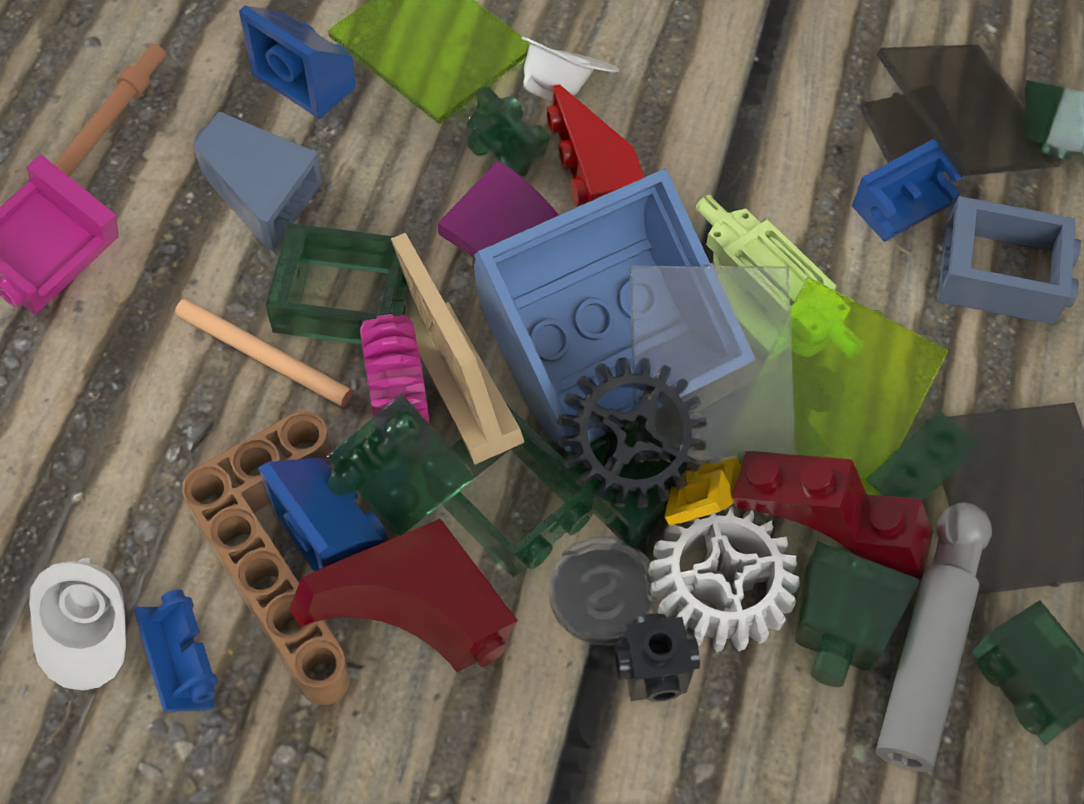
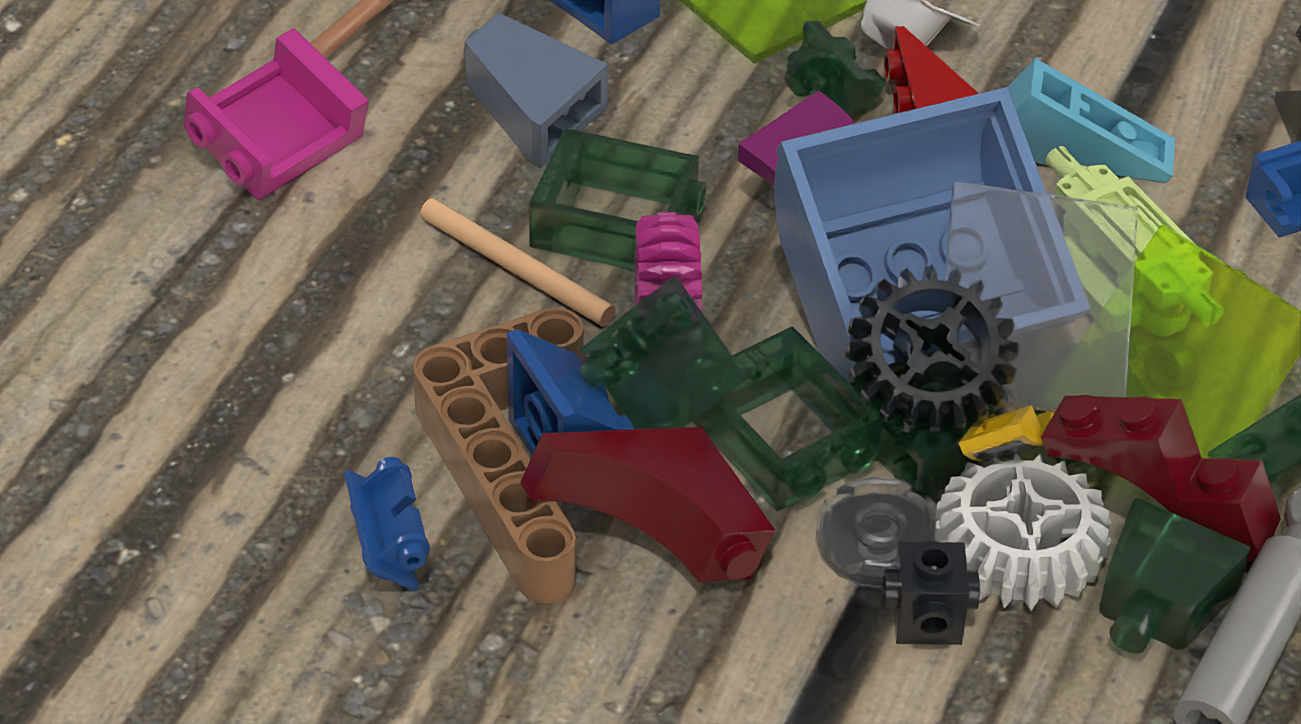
camera: 10 degrees right, 15 degrees down
(78, 624) = (282, 476): white piece -> none
(455, 366) = (738, 268): tan fence -> none
(715, 162) = (1091, 128): none -> medium azure slope

